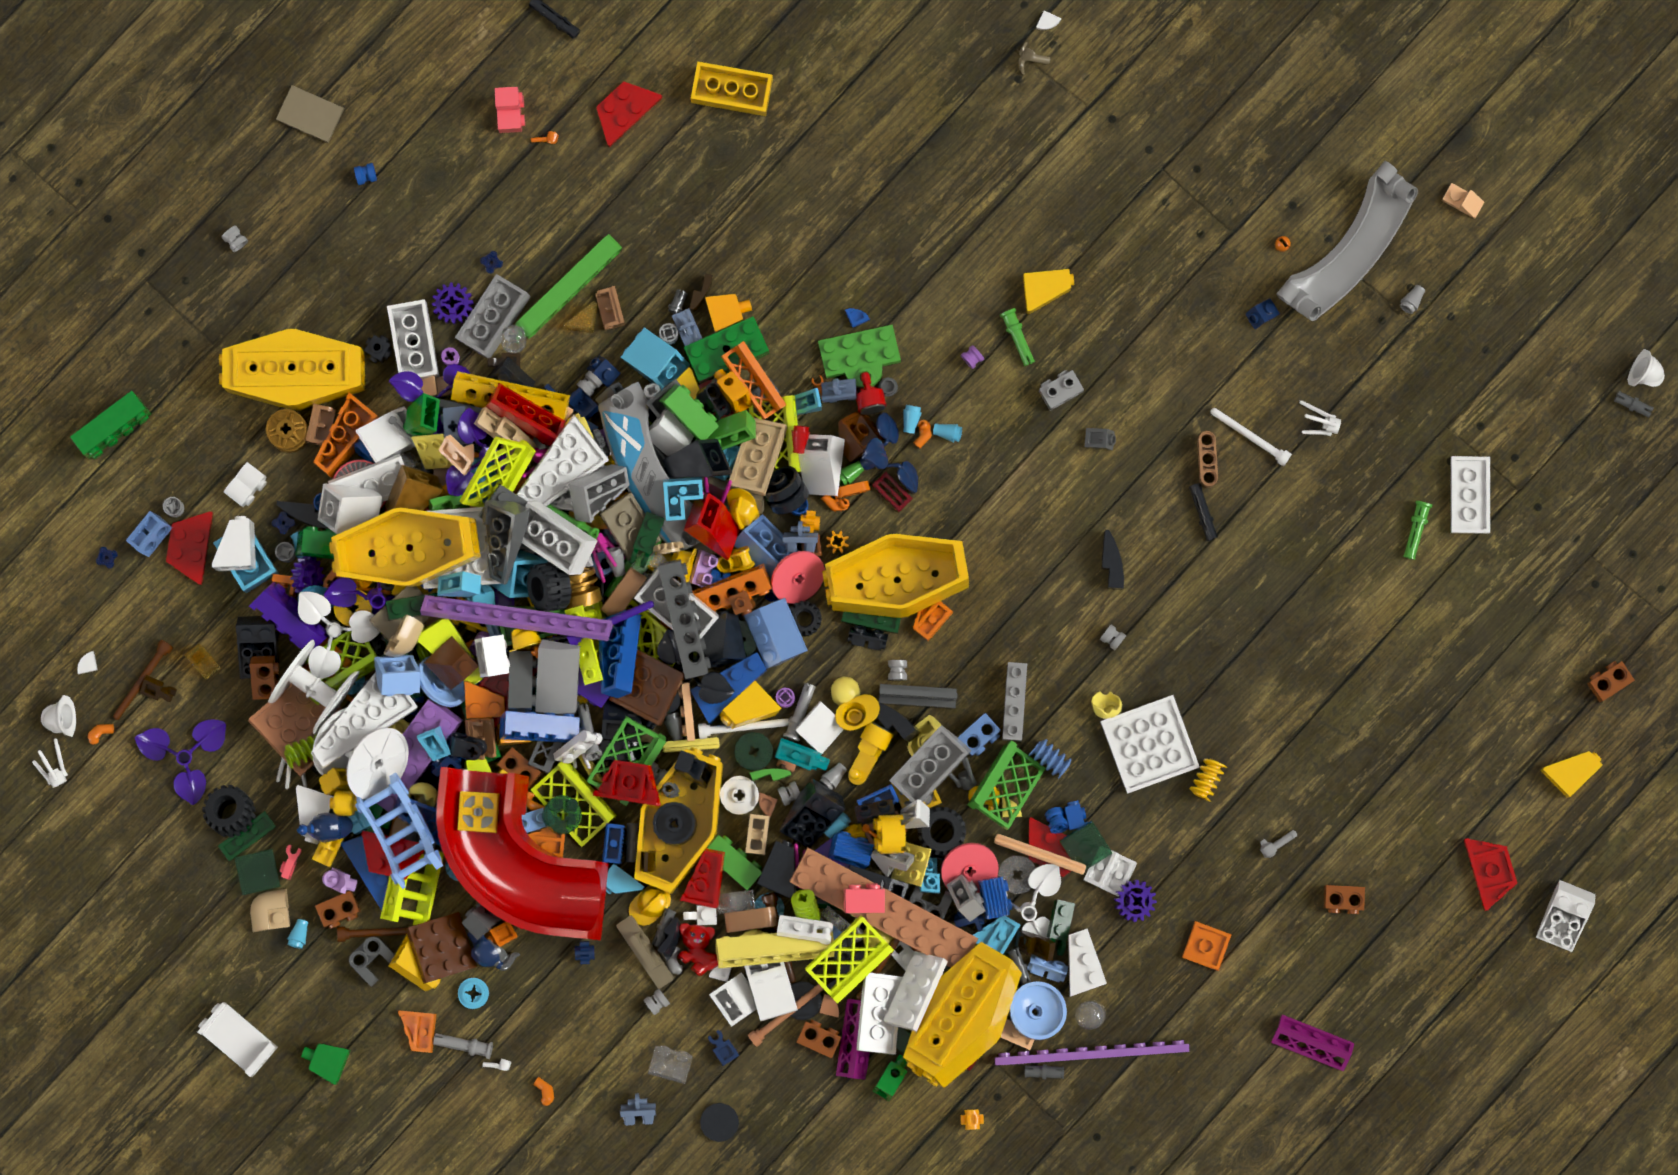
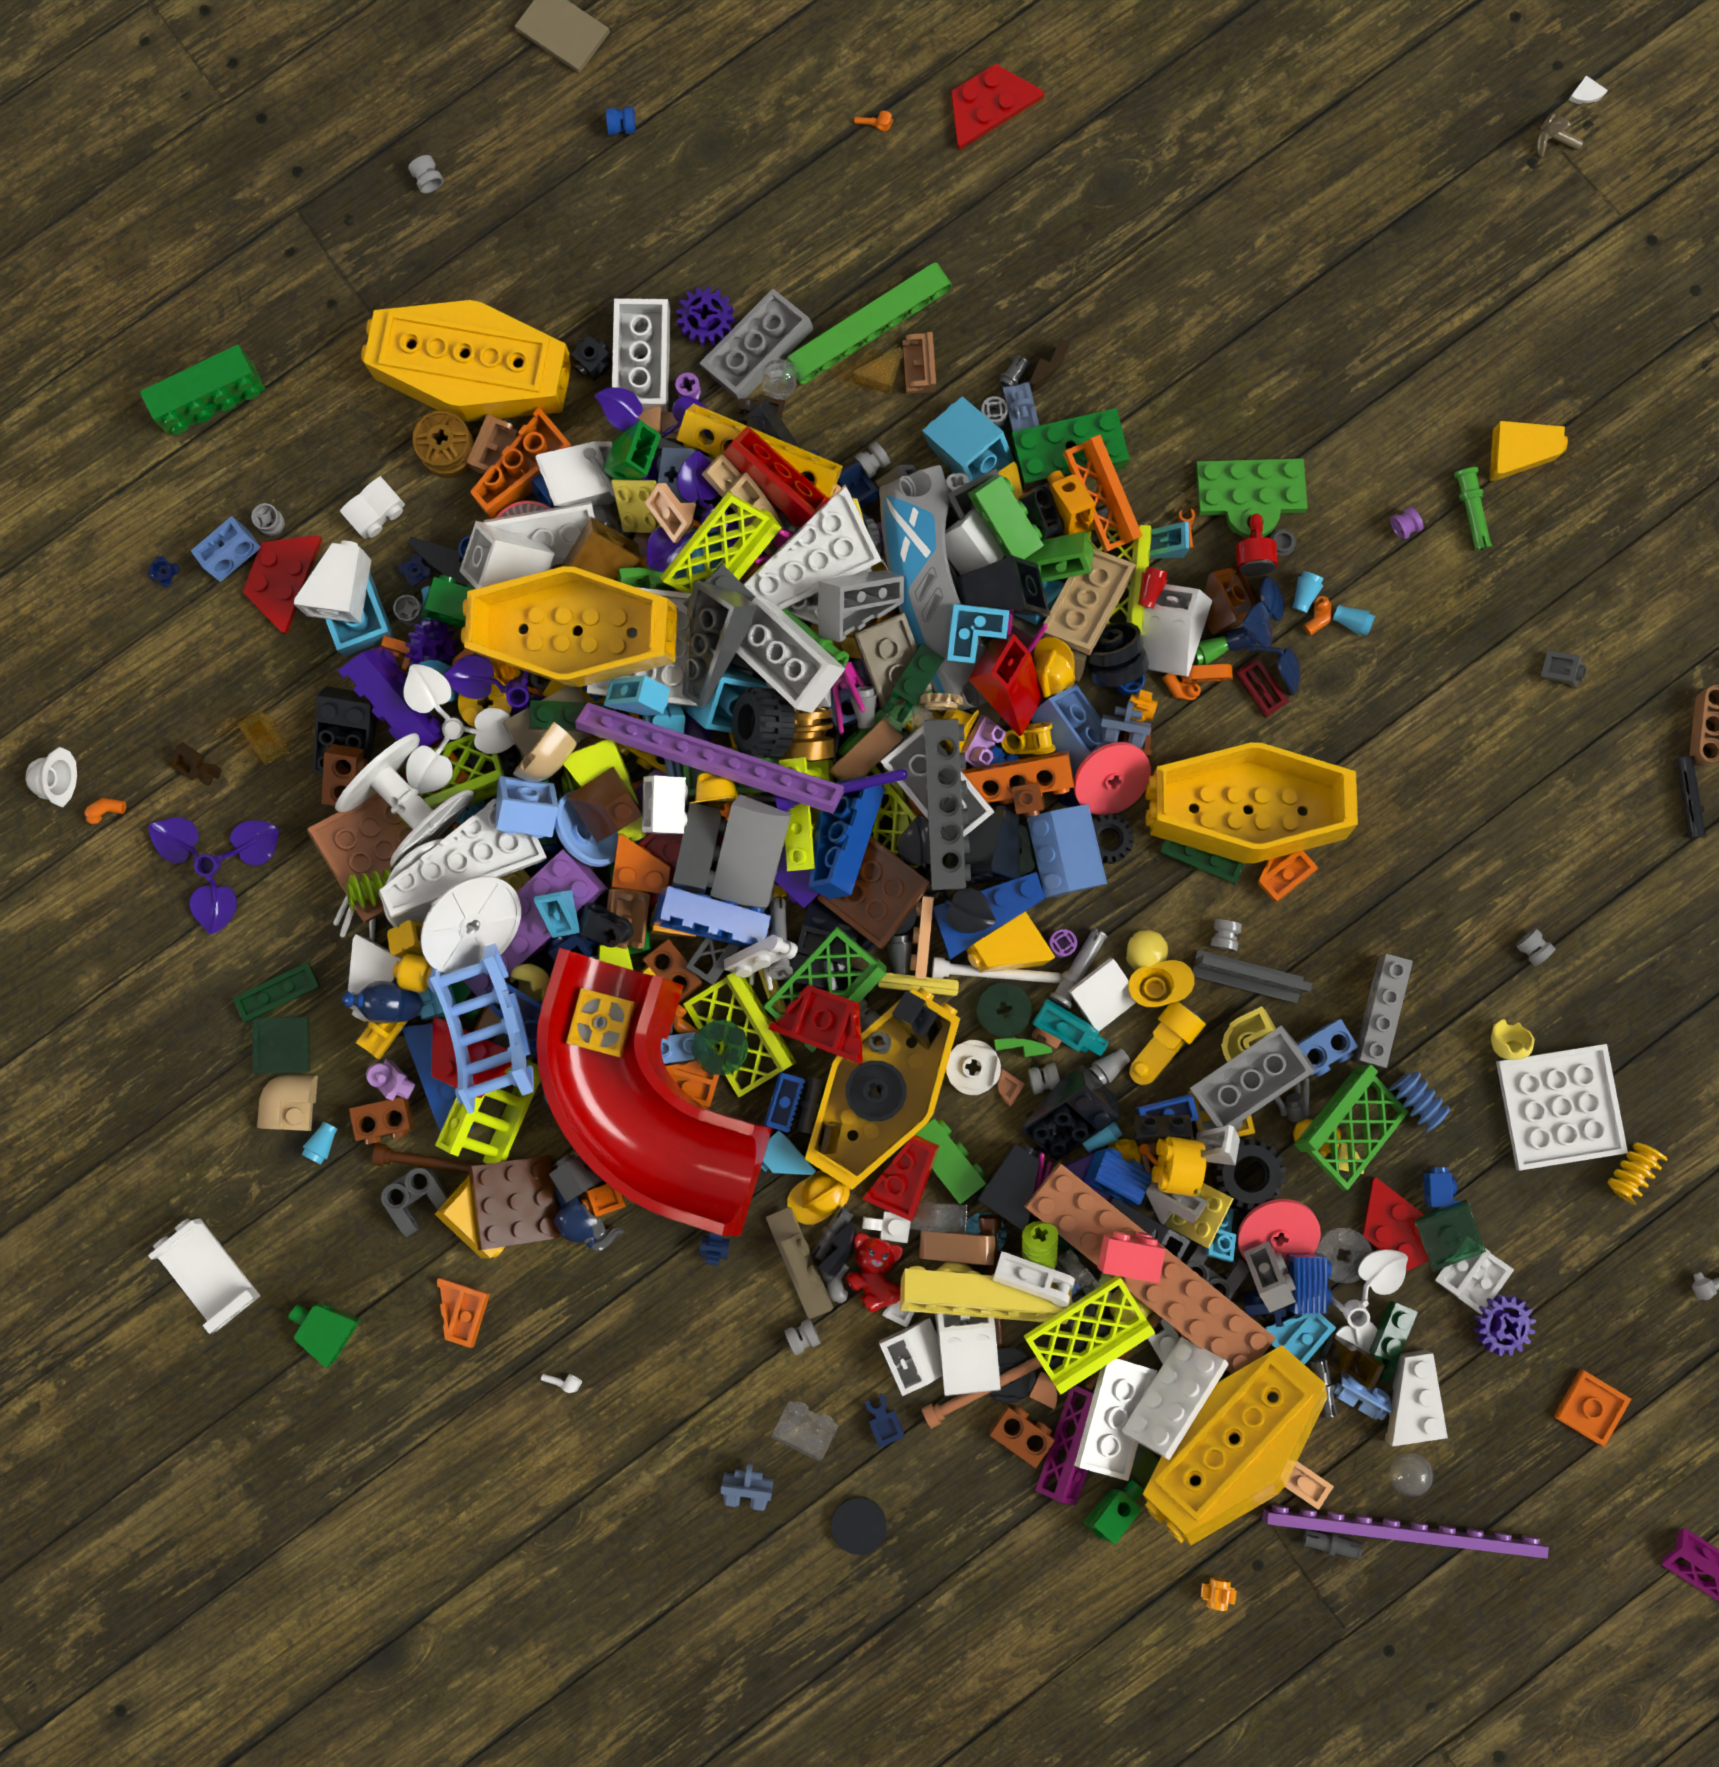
camera: 10 degrees right, 0 degrees up
(55, 776) = (27, 858): white plant -> none
(87, 663) = (106, 711): white tile -> none
(162, 650) = (214, 710): reddish brown piece -> none
(238, 821) = (240, 942): black tyre -> none
(287, 868) = (325, 1046): coral plate -> none
(468, 985) = (536, 1280): medium azure gear -> none
(472, 1046) = (531, 1350): light grey pin -> none
(491, 257) = (769, 264): clear blue plate -> none
(508, 105) = (833, 64): coral brick -> none
(547, 1091) = (624, 1433): orange arm -> none
(603, 370) = (895, 445): dark blue bracket -> none
(726, 310) = (1078, 394): light orange torso -> none
(731, 88) = (1142, 98): yellow brick -> none
(757, 834) = (989, 1128): tan brick -> none
(839, 390) = (1215, 533): sand blue hips -> none
(839, 536) = (1178, 735): light orange gear -> none
(856, 317) = (1255, 440): blue tile -> none
(876, 638) = (1202, 885): black hinge -> none
(894, 721) = (1212, 1004): black slope -> none
(1040, 854) = (1383, 1233): light nougat axle -> none
(1050, 1009) = (1356, 1458): light blue dish -> none
(1056, 818) = (1413, 1189): blue wheel -> none
(1060, 390) = (1522, 591): light grey brick -> none
(1112, 561) = (1553, 842): black slope -> none

